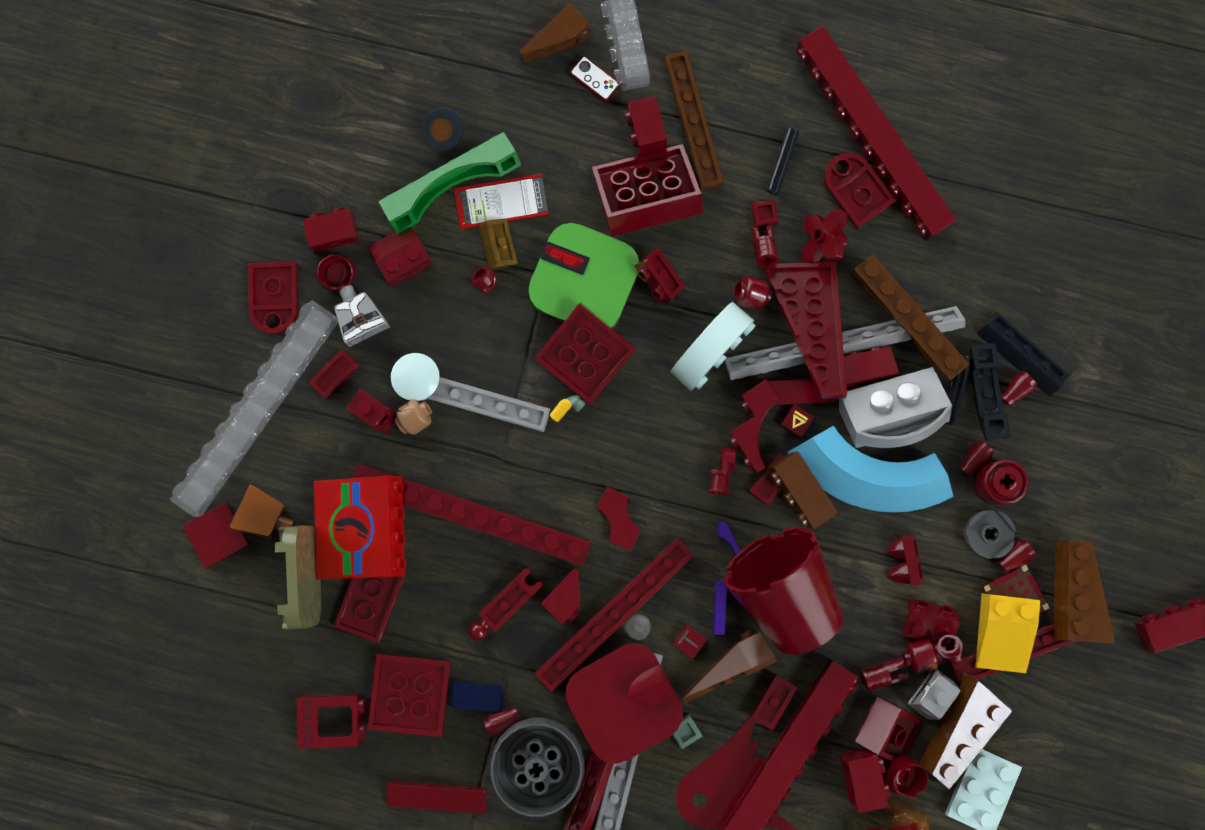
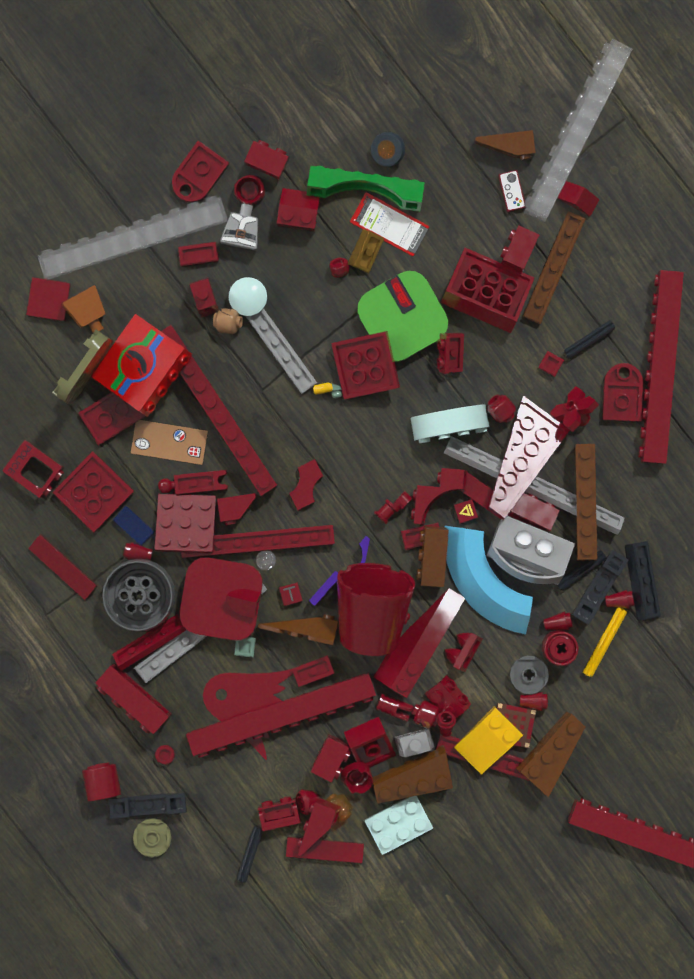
camera: 35 degrees right, 5 degrees up
(448, 583) = (169, 442): none -> medium nougat sticker
(528, 654) = (185, 523): none -> dark red plate
(664, 36) = (578, 198): none -> dark red slope
(764, 247) = (532, 386): dark red hinge -> none
(859, 591) = (418, 643): none -> dark red wedge
(1036, 442) = (604, 642): none -> yellow axle

